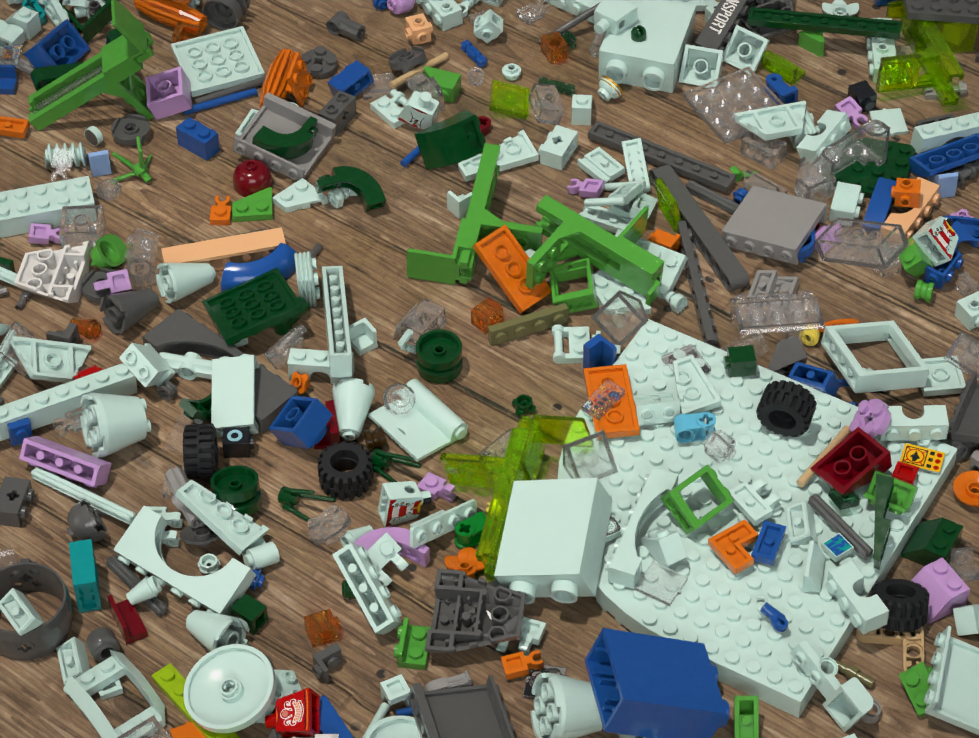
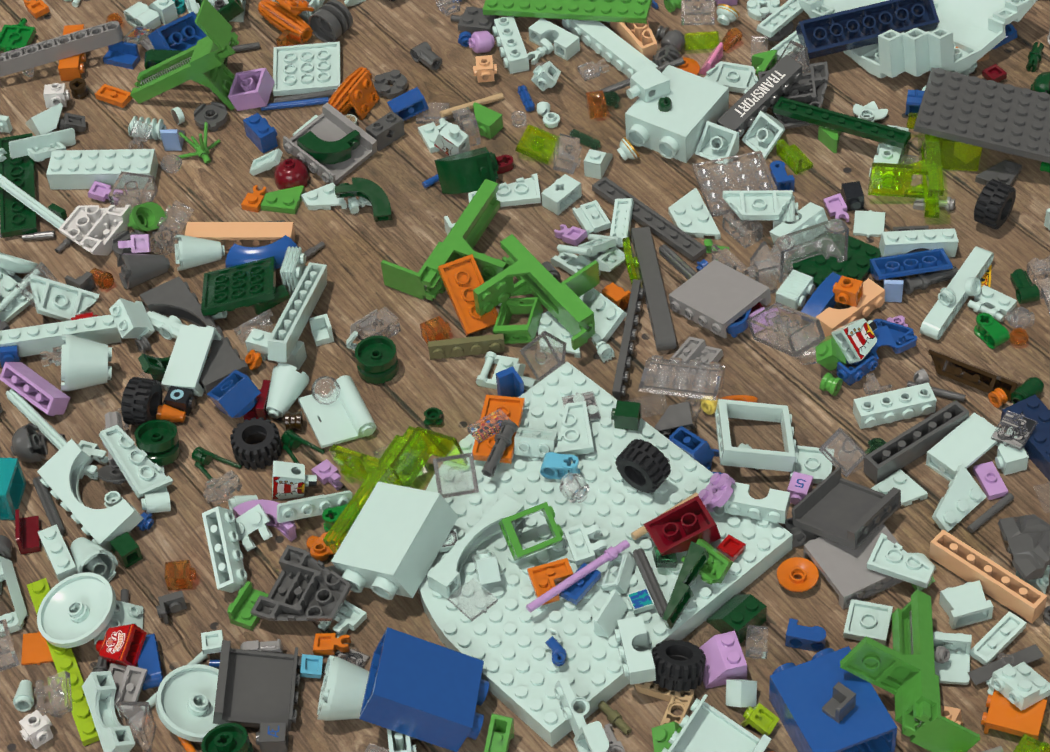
camera: 20 degrees right, 0 degrees up
(144, 590) = (48, 511): light aqua cone -> none
(167, 626) = (57, 552): none -> light aqua arch
(219, 169) = (266, 162): none -> light aqua plate
(231, 458) = (170, 414): none -> orange cone
(405, 60) = (463, 92): dark grey plate -> none
(498, 61) = (543, 108): none -> light aqua hinge
(511, 692) = (311, 666): none -> medium azure plate
(626, 412) = (502, 440): none -> dark grey pin
(706, 146) = (693, 216): none -> light aqua wing
(789, 506) = (609, 555): none -> lavender bar
(922, 457) = (754, 536): yellow sticker -> none
(940, 396) = (799, 487): none -> lavender brick

